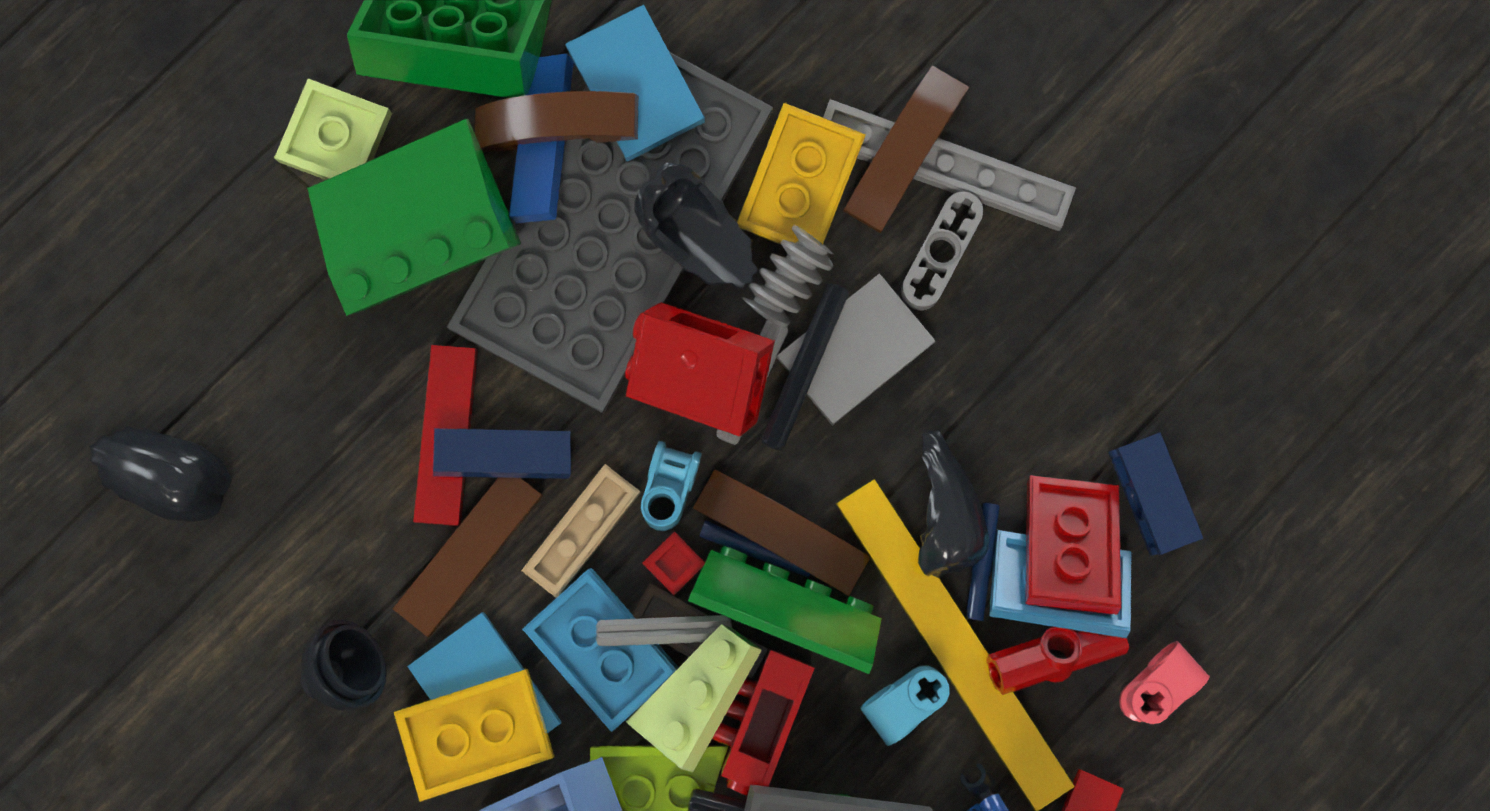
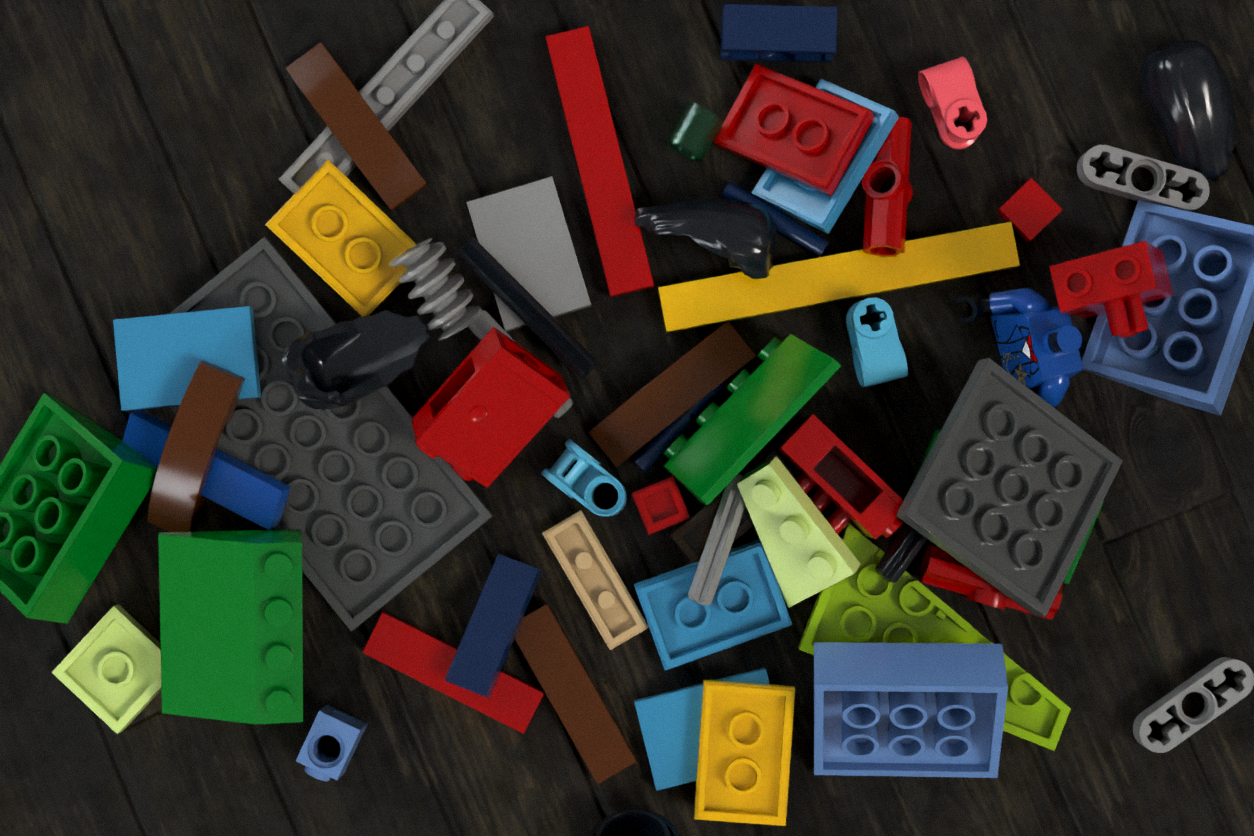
camera: 60 degrees left, 5 degrees up
(354, 359) = (341, 726): none -> medium blue brick
(966, 229) = (456, 102): light grey beam -> none
(967, 379) = (599, 161): none -> red tile
(1031, 455) = (695, 132): none -> clear green beam

